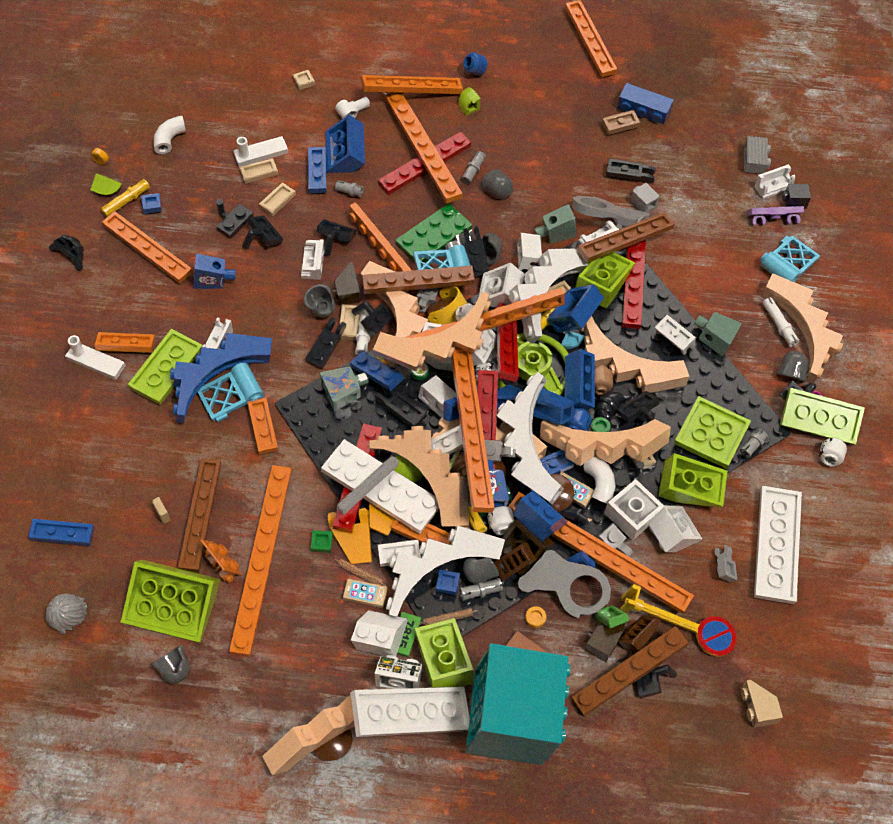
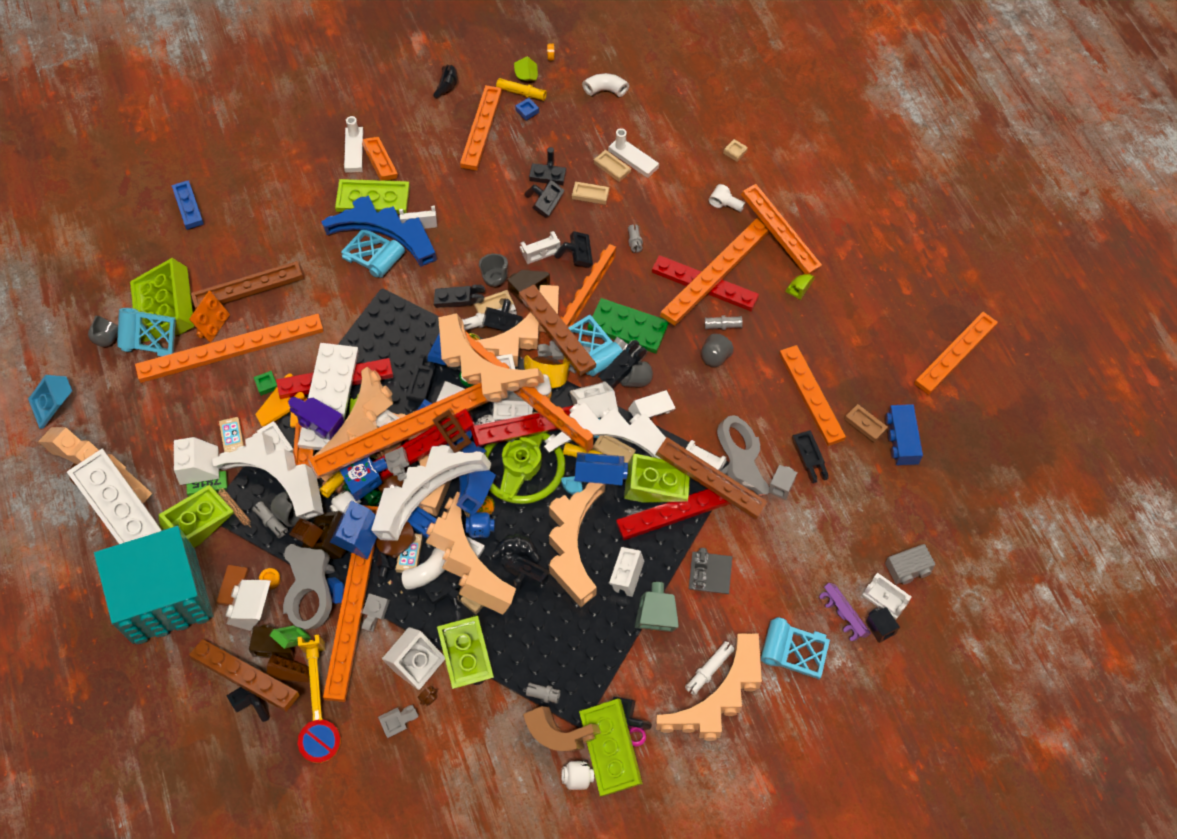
camera: 65 degrees right, 0 degrees up
(65, 612) = (120, 240): light grey hair -> none
(161, 511) = (237, 258): tan tile -> none
(192, 635) = (131, 327): none -> medium azure piece
(211, 272) = (478, 179): blue torso -> none
(226, 748) = (49, 397): none -> dark azure slope
(262, 426) = (352, 289): orange plate -> none
(317, 169) = (639, 205): plate -> none
(342, 386) = (416, 325): sand green torso -> none
(345, 146) = (679, 214): blue slope -> none
(367, 485) = (316, 382): light grey axle -> none
(367, 573) = (251, 420): light nougat piece -> none
(397, 673) = (161, 488): white slope -> none
(408, 498) = (316, 416): none -> dark purple hinge
(447, 582) = (264, 490): blue plate -> none
(475, 64) = (845, 269): blue head -> none
(481, 389) = (437, 420): none -> reddish brown slope
(558, 225) = (697, 419): sand green torso -> none
(563, 635) = (247, 603): none -> white slope
(574, 144) = (812, 395): none -> orange plate
(580, 379) = (521, 506): blue brick -> none
(600, 425) = (484, 546): green tile -> none
(603, 380) = (537, 525): medium nougat head -> none
(633, 509) = (406, 608): white slope -> none
(697, 284) = (710, 572): none -> dark grey hinge
(712, 432) = (535, 649): lime plate -> none
(713, 533) = (427, 696): none -> reddish brown plate
(761, 704) = (262, 807): tan slope -> none
(778, 545) = (444, 761): white plate -> none
(794, 365) = (658, 700): dark grey hair -> none
(799, 451) = (548, 734): none -> medium nougat arch

